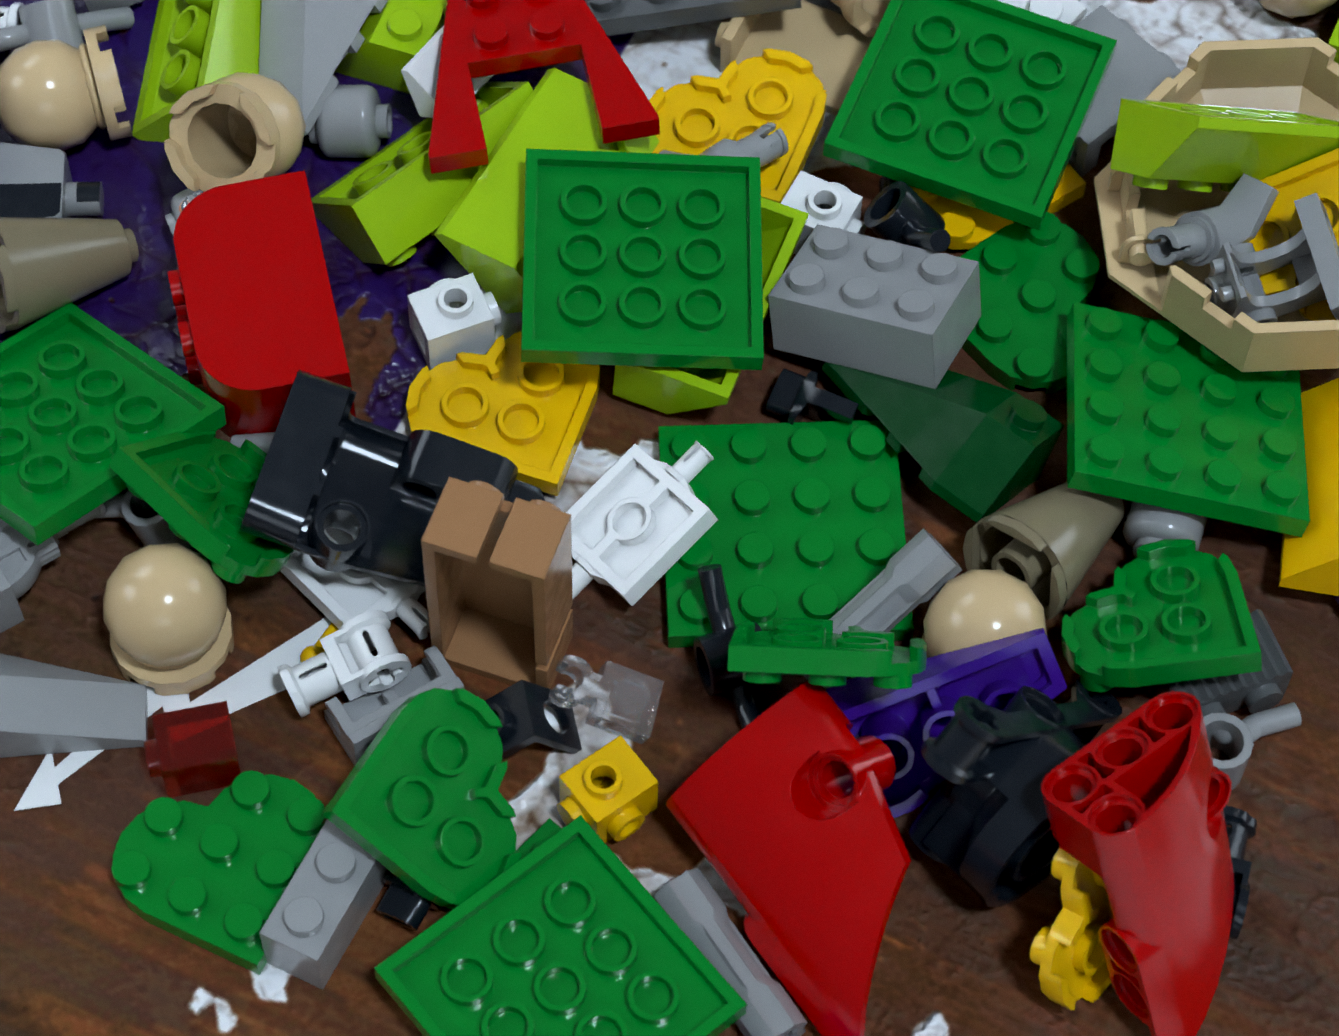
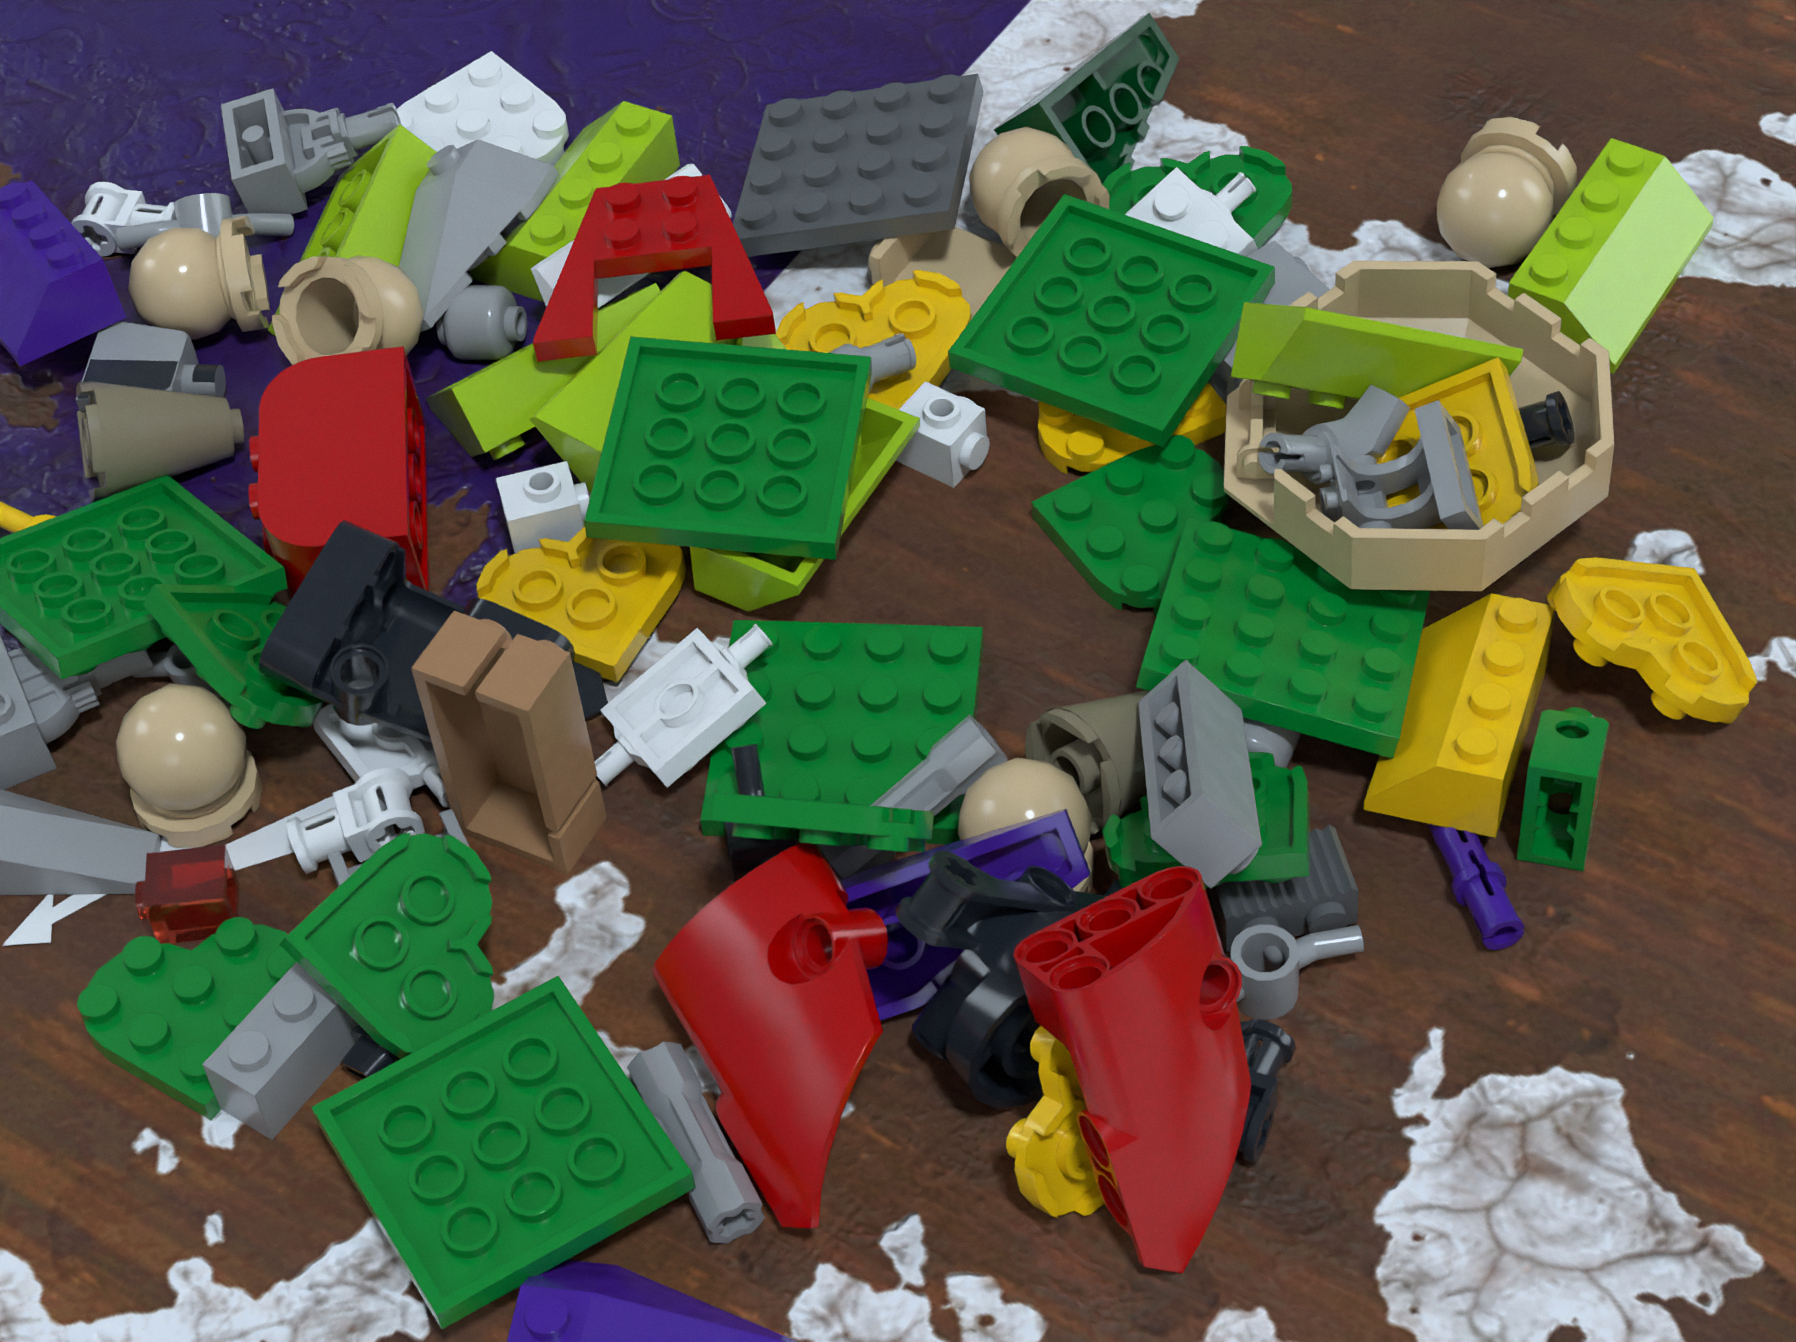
camera: 15 degrees right, 10 degrees down
(525, 722) = (526, 883): black bracket -> none
(609, 791) = (603, 963): yellow brick -> none
(617, 697) = (632, 879): clear plate -> none
(798, 397) = (890, 601): black piece -> none
(875, 305) = (975, 510): light grey brick -> none
(905, 217) = (1025, 434): black piece -> none
(968, 435) = (1041, 637): dark green wedge -> none
(1152, 581) = (1198, 775): none -> light grey brick

